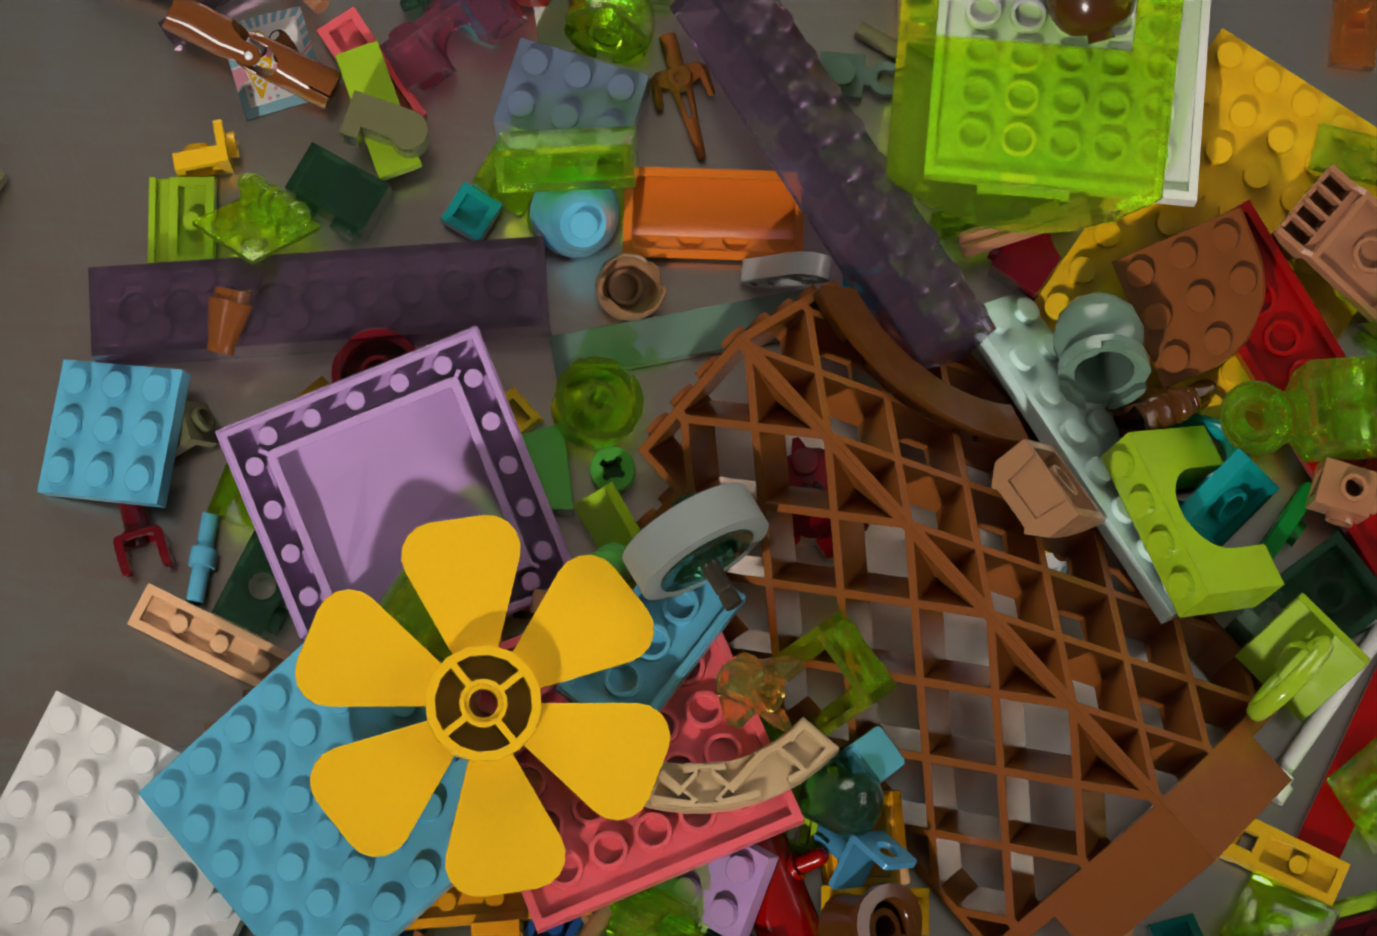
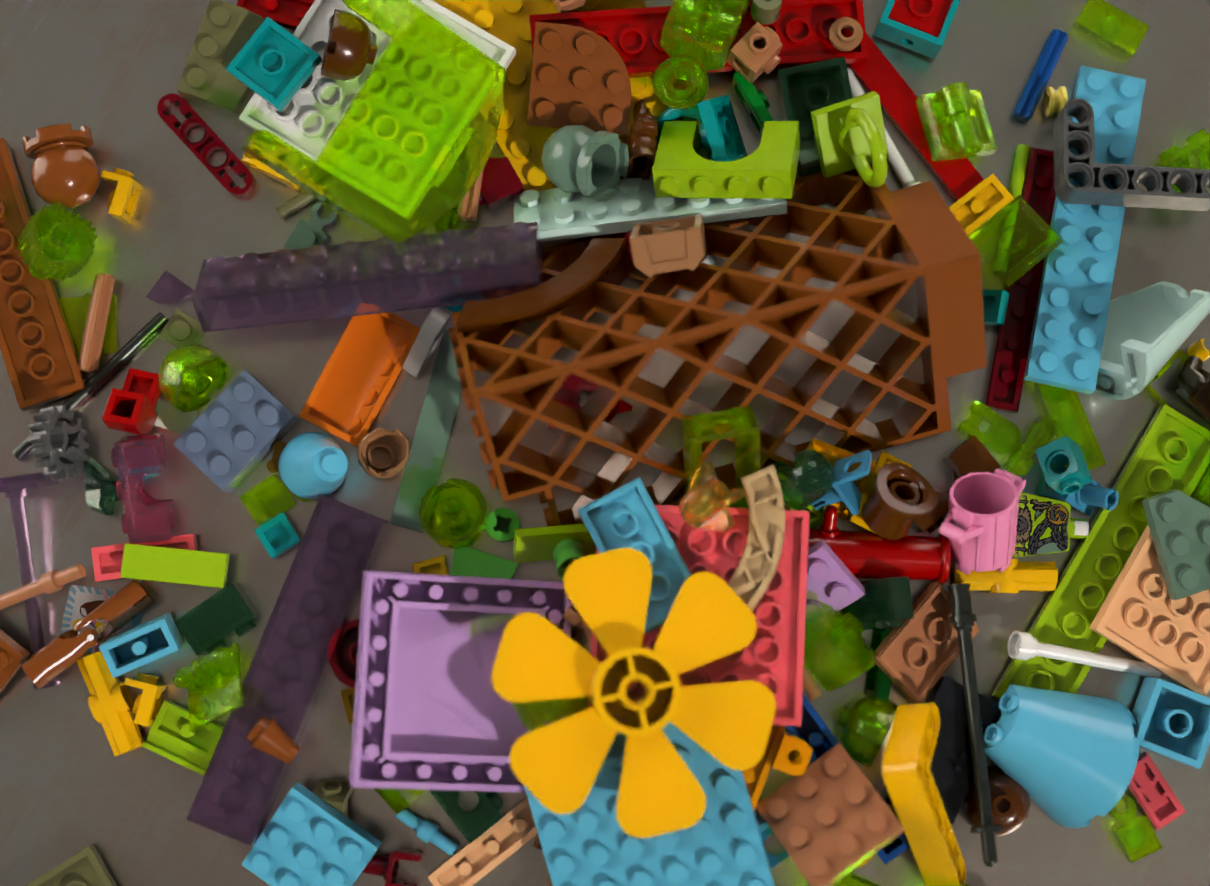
camera: 65 degrees left, 5 degrees up
(183, 117) = (110, 704): none -> yellow piece
(267, 118) = (141, 644): none -> medium azure brick
(385, 124) = (187, 565): olive leg -> none
(567, 159) = (277, 453): clear neon green brick -> none
(680, 79) = (255, 350): dark orange piece -> none
(697, 544) = (594, 493): light grey wheel -> none
(874, 754) = (784, 444): medium azure slope -> none

